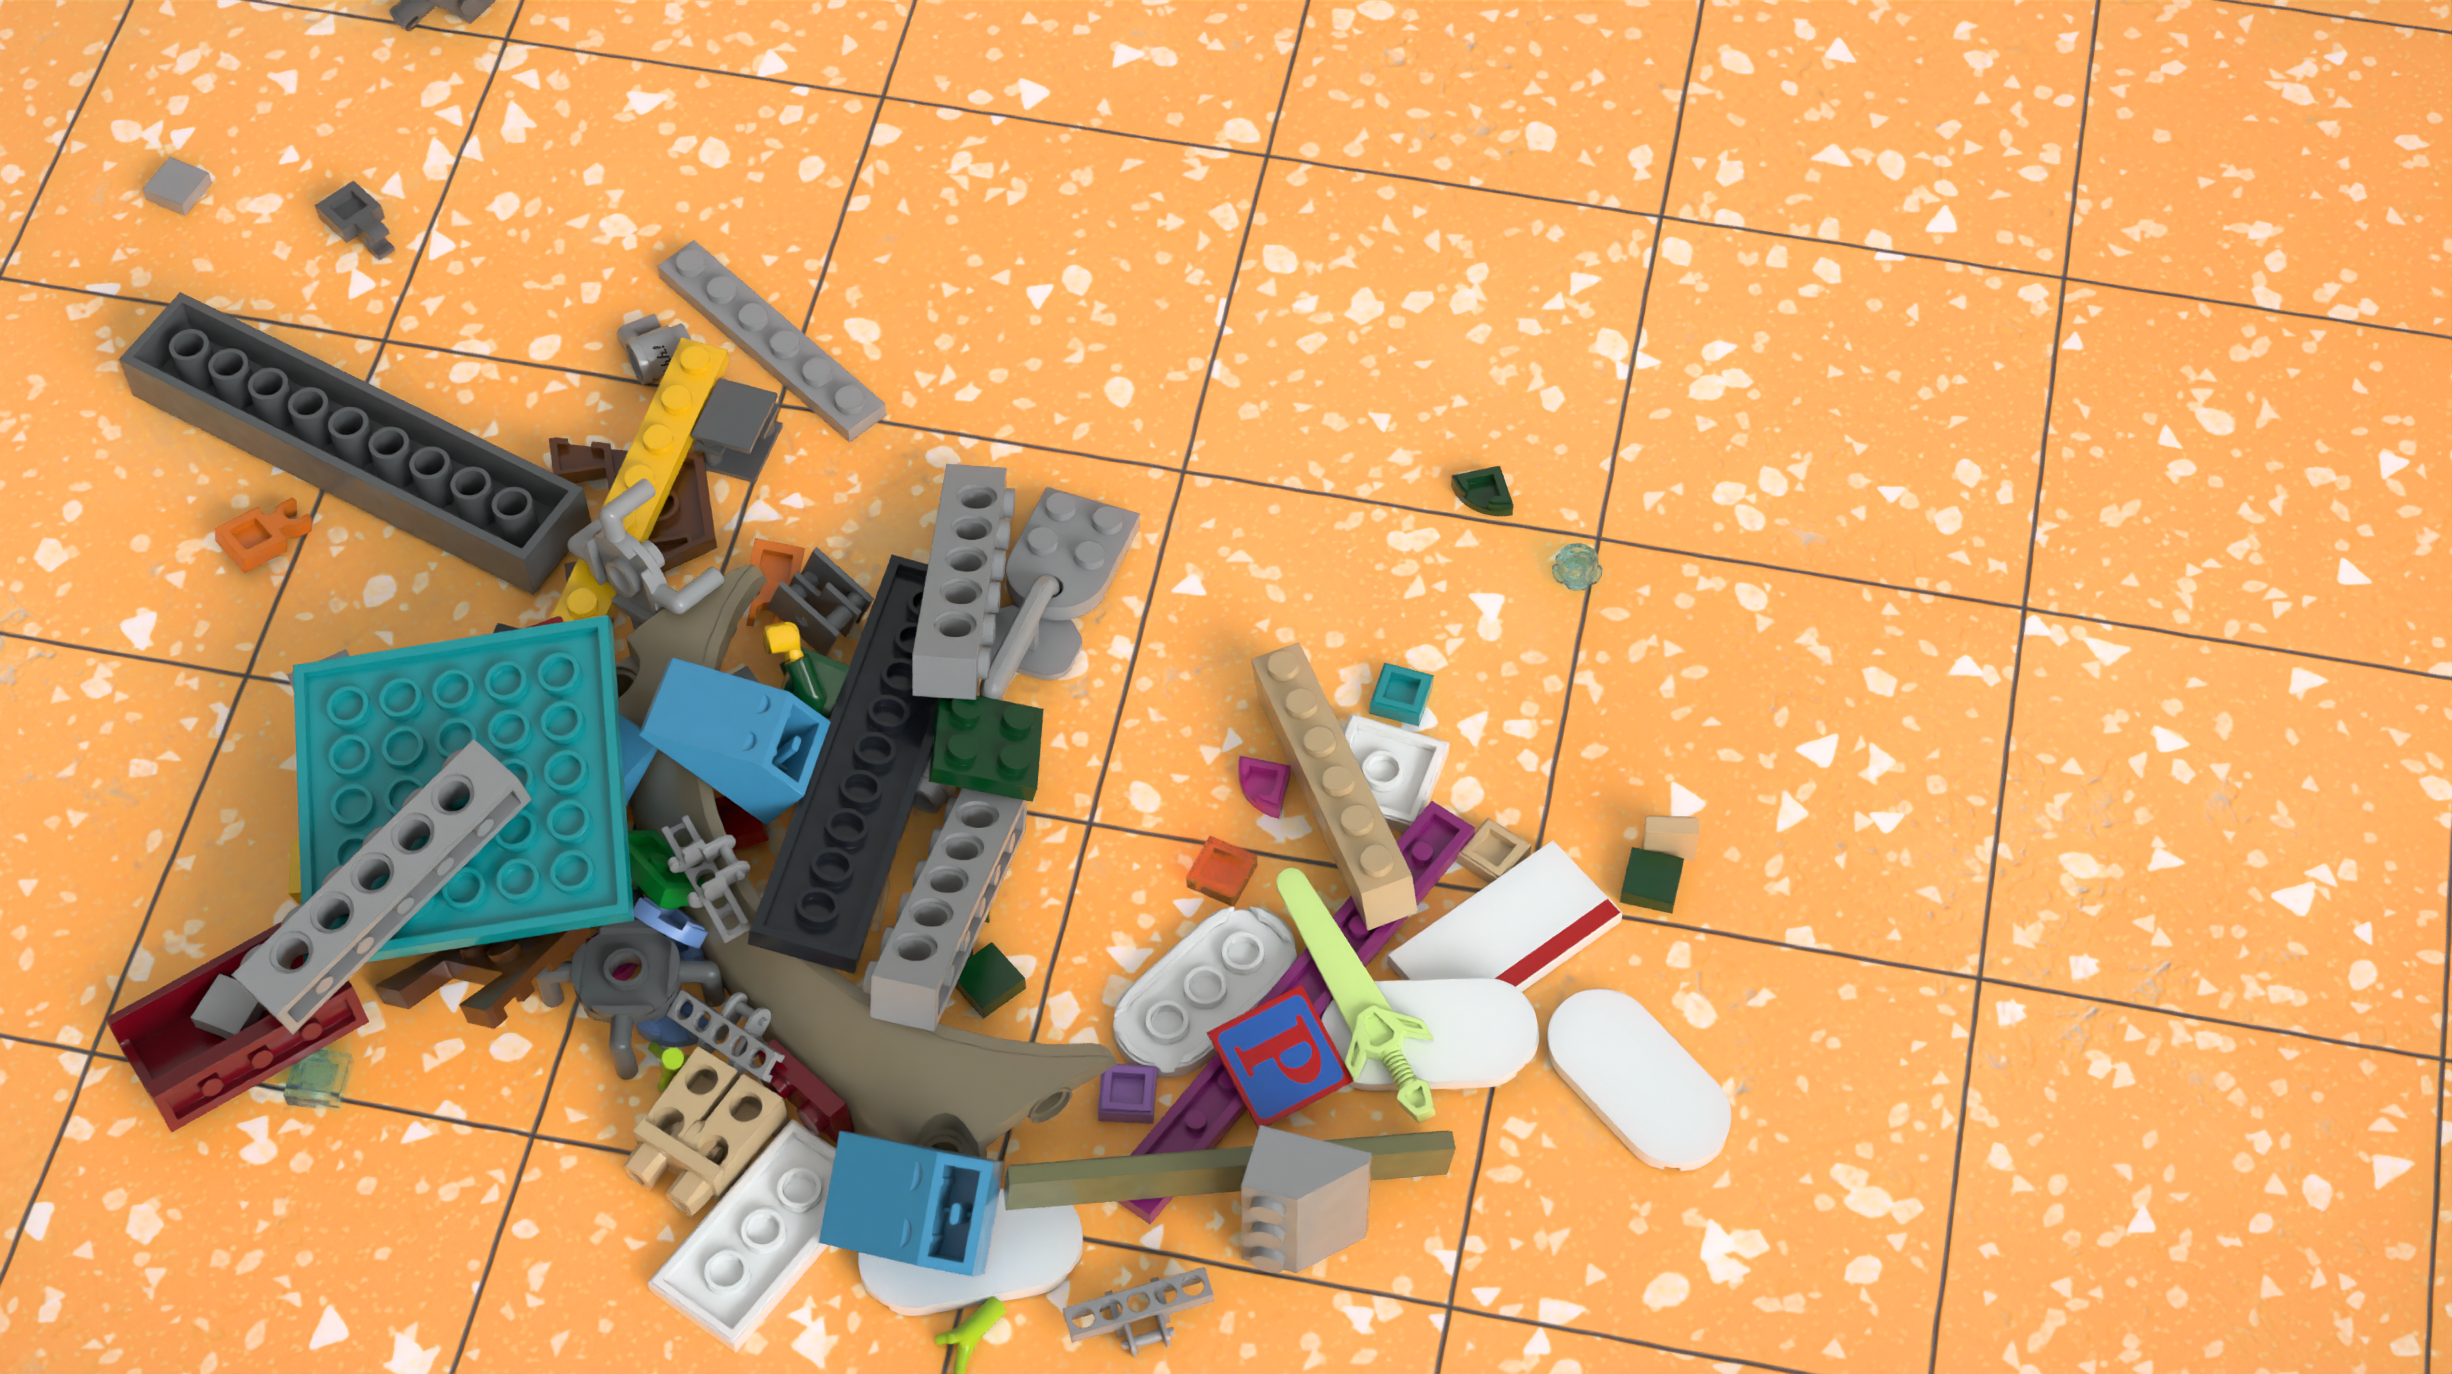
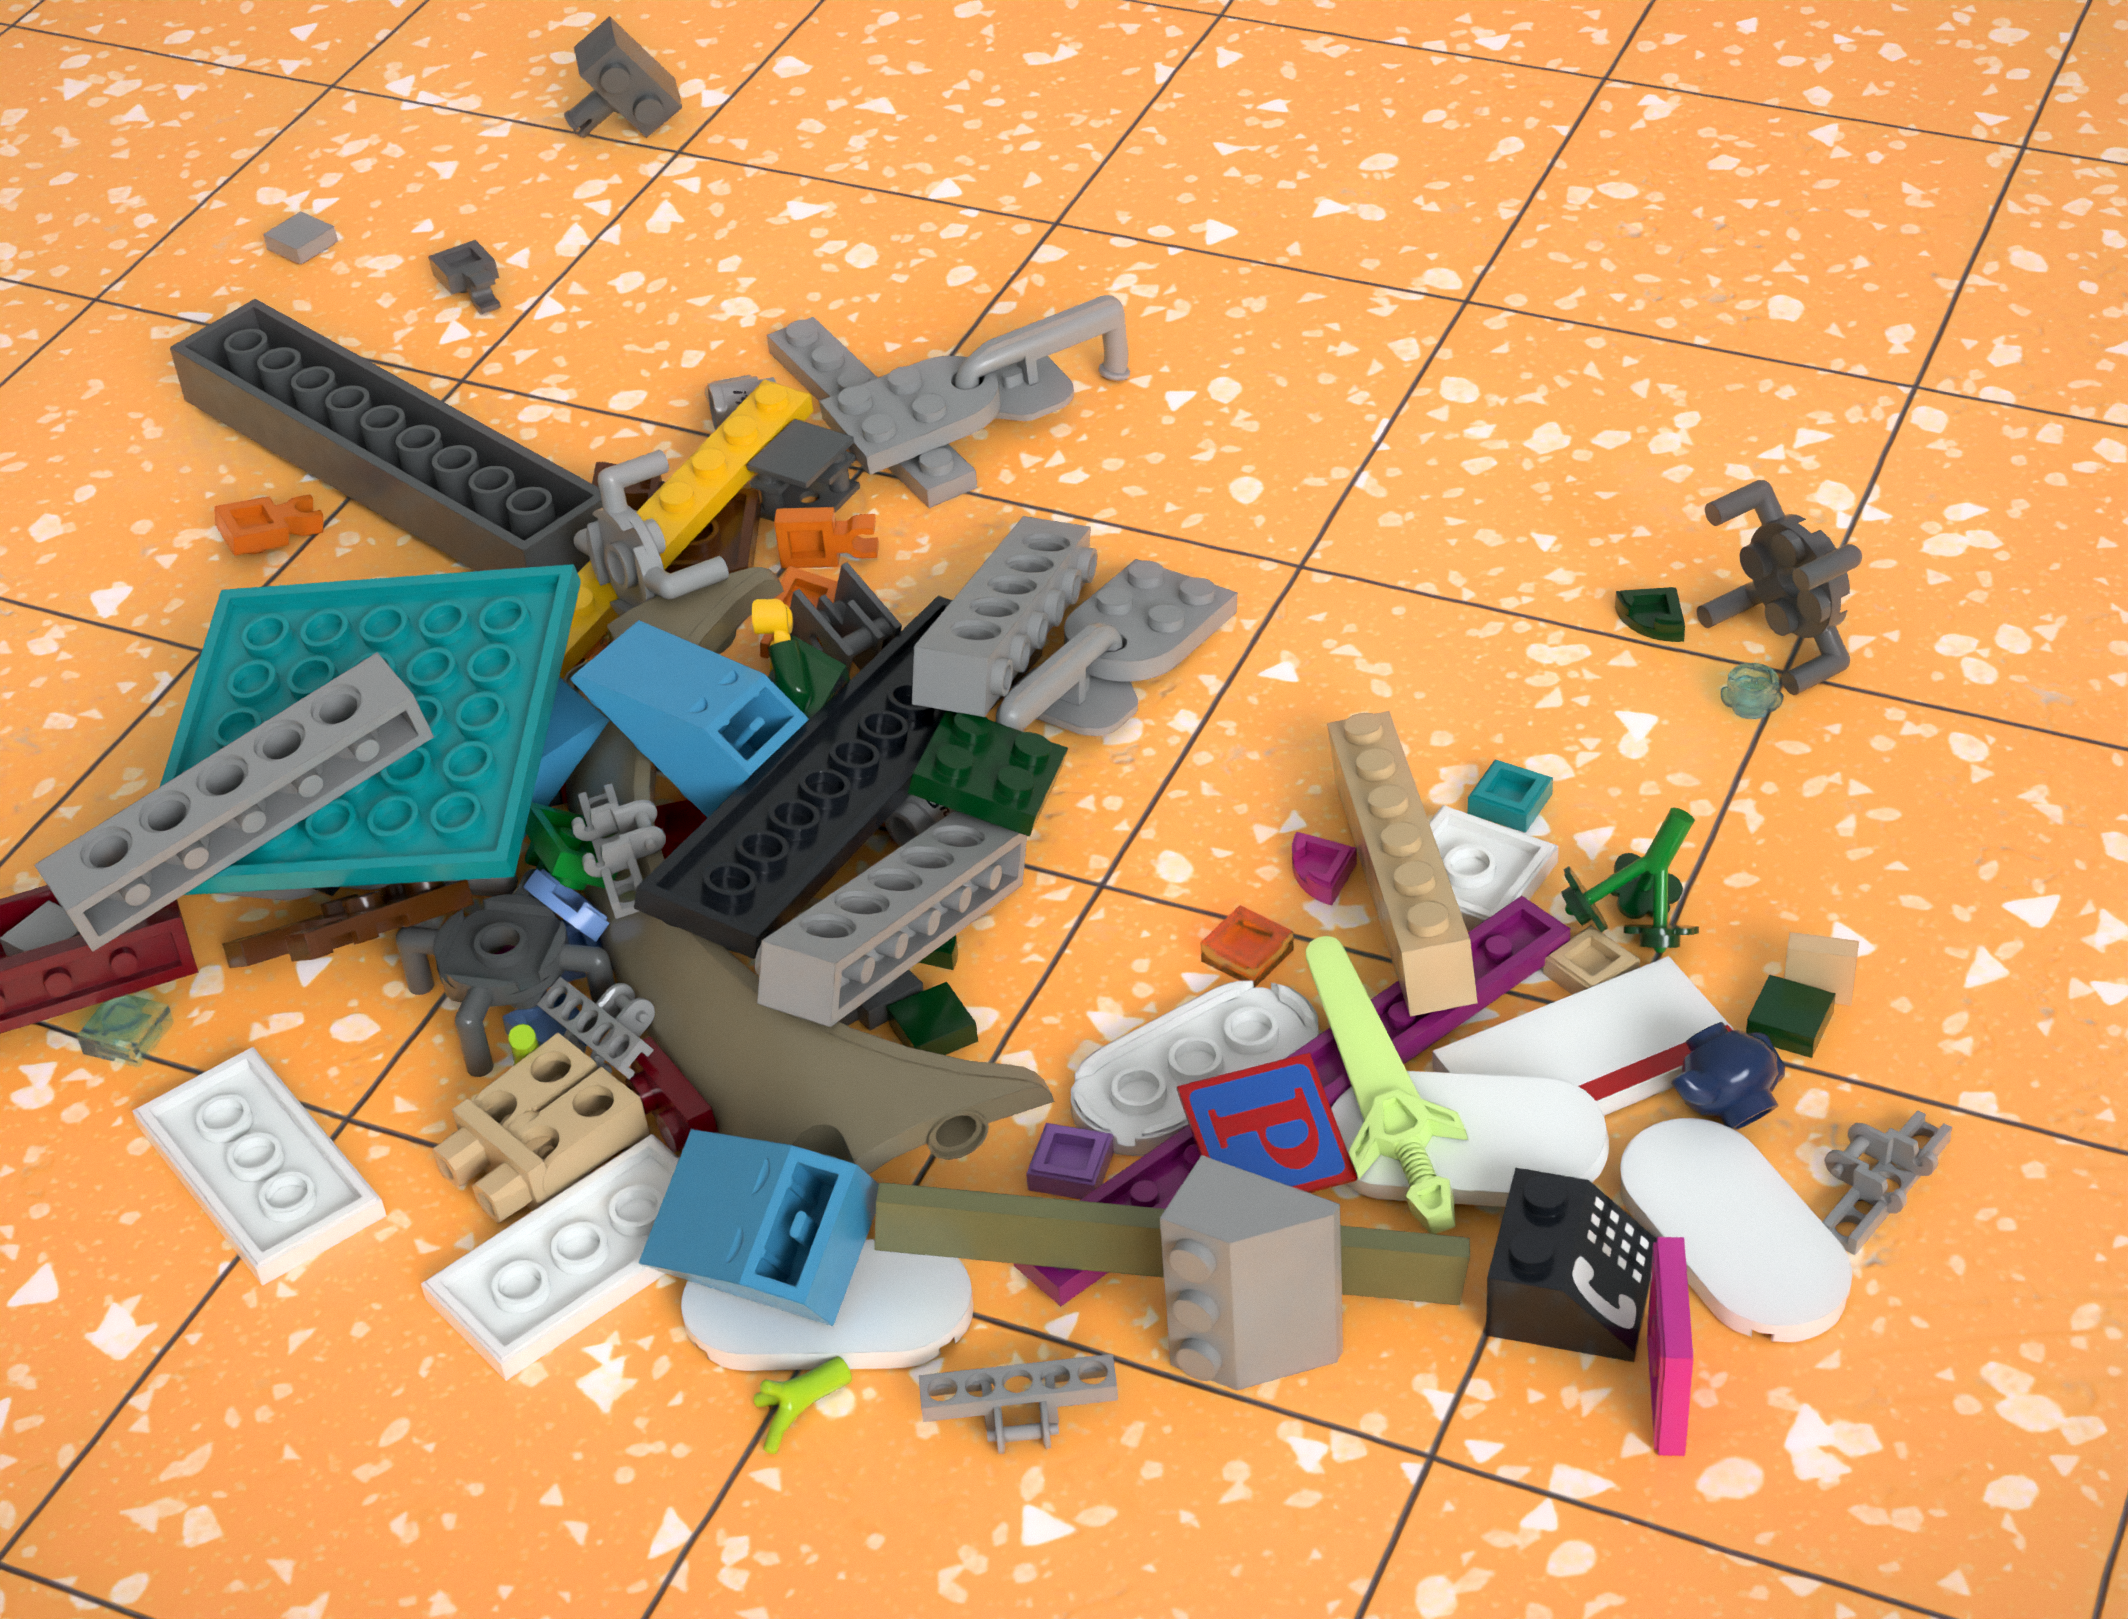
camera: 15 degrees right, 15 degrees down
(475, 1190) = (259, 1165): none -> white tile
(766, 495) = (816, 539): none -> orange plate
(820, 353) = (959, 395): none -> light grey plate
(1522, 776) = (1641, 888): none -> plant
(1526, 1138) = (1568, 1268): none -> black slope
(1604, 466) = (1793, 575): none -> dark grey plate
(1614, 1203) = (1669, 1346): none -> dark pink tile
(1619, 949) = (1730, 1075): none -> dark blue piece
(1747, 993) = (1872, 1184): none -> light grey piece

